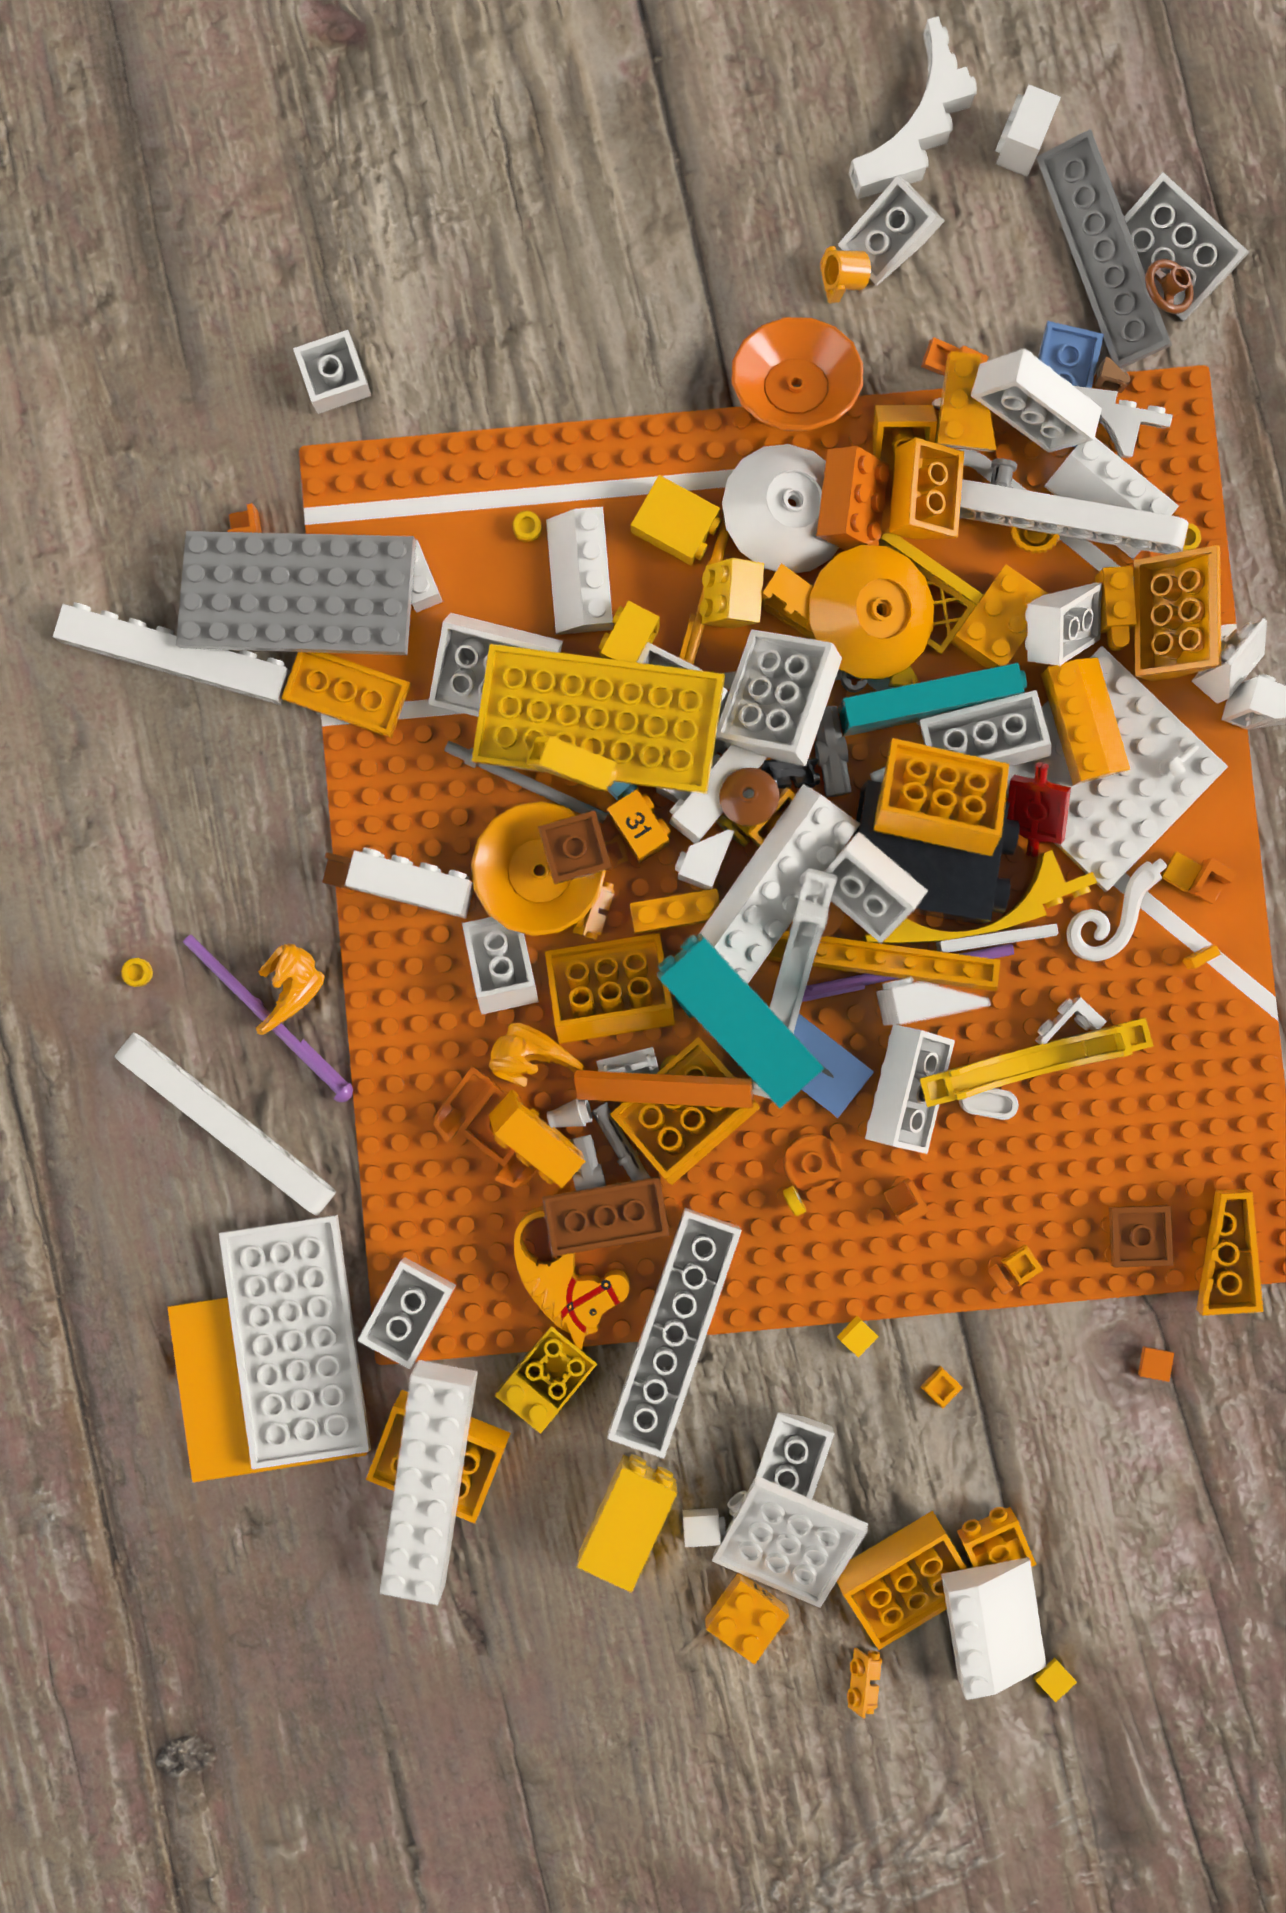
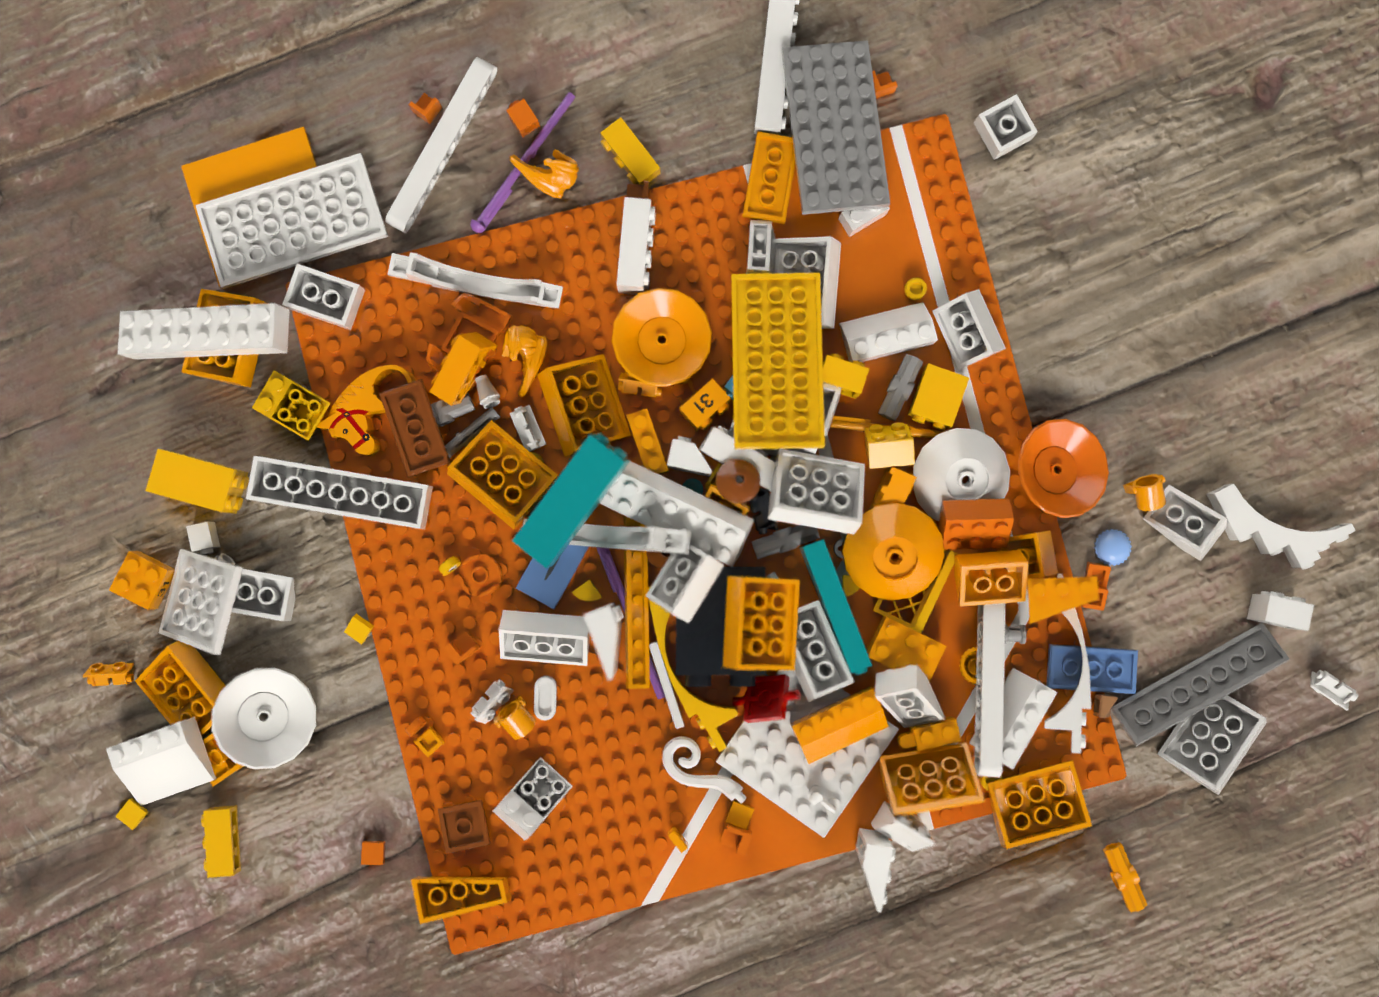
camera: 80 degrees right, 0 degrees up
(136, 972) = (541, 63): yellow tile -> none
(171, 1136) = (426, 108): none -> orange panel
(206, 1008) = (522, 117): none -> orange brick
(280, 873) = (629, 153): none -> yellow brick
(422, 1105) = (451, 278): none -> white slope
(439, 721) = (759, 247): none -> white slope
(499, 966) = (586, 321): white slope -> none
(525, 782) = (723, 325): light grey bar -> none
(571, 763) = (739, 345): yellow slope -> none
(574, 847) = (680, 360): dark orange plate -> none
(593, 465) = (968, 329): none -> white slope
(655, 567) = (900, 387): none -> light grey piece
(664, 1089) = (514, 455): orange tile -> none
(740, 860) = (694, 484): none -> teal tile
(858, 1024) = (587, 592): none -> yellow tile
(907, 331) = (1112, 547): none -> light blue hat
(941, 1387) = (332, 697): light orange tile -> none
(988, 1476) = (268, 741): none -> white dish
(991, 1182) = (498, 695): none -> white hinge
(1011, 1144) = (515, 719): none -> light orange piece
(1036, 401) = (1071, 647): white brick -> none
(1037, 1060) = (588, 744): yellow slope -> none
(1085, 1017) = (618, 759): white bracket -> none
(1110, 1564) = (221, 841): none -> yellow brick
(1119, 1139) = (532, 798): none -> white slope
(1128, 89) = (1325, 684): none -> white hinge
(1171, 283) = (1182, 738): dark orange piece -> none
(1229, 483) = (1038, 805): none -> light orange slope

